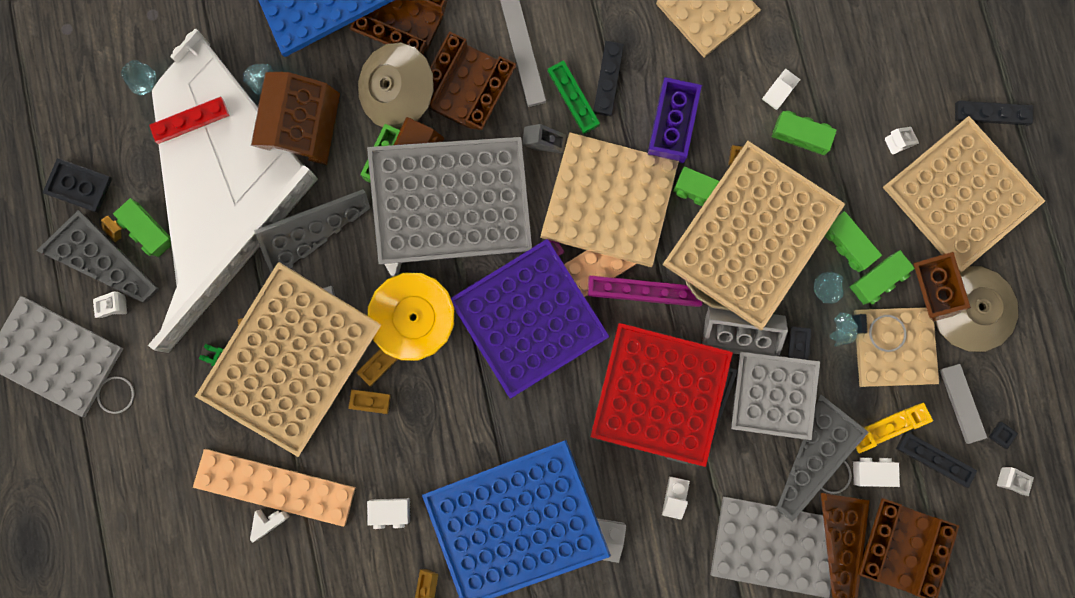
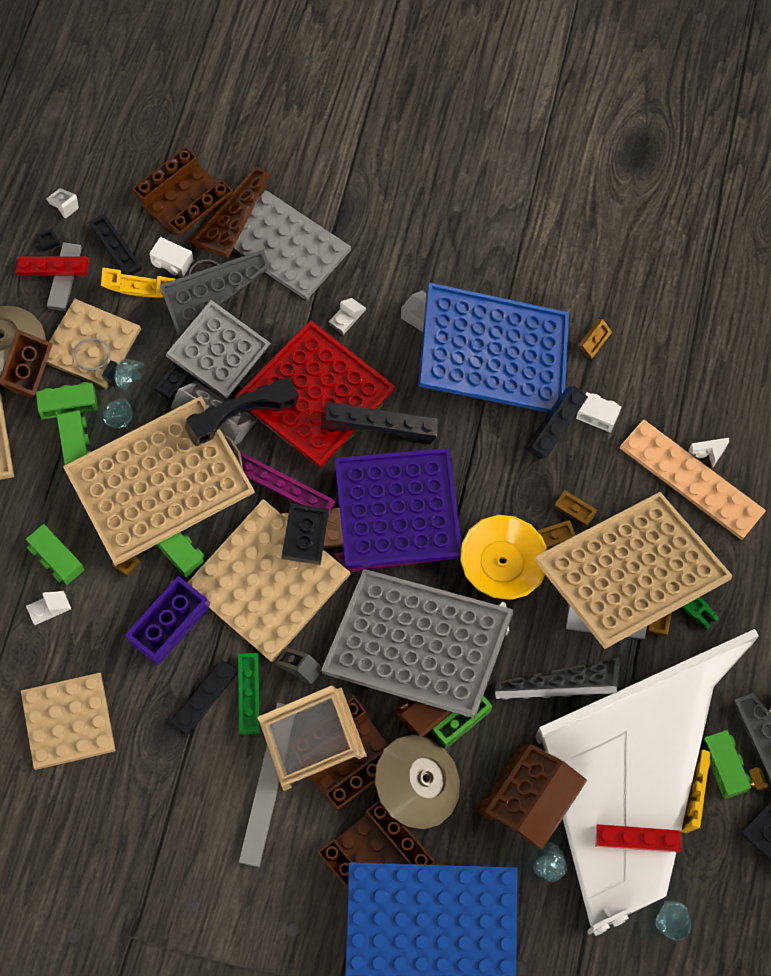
camera: 155 degrees left, 15 degrees down
(153, 172) = (694, 807): none -> yellow wing
(422, 477) = (556, 422): none -> black brick
(497, 75) = (311, 735): none -> piece
(586, 390) = (349, 417): none -> black arch
(596, 245) = (305, 534): none -> black plate
(740, 296) = (276, 396): none -> black arch
(981, 406) = (52, 266): none -> red plate

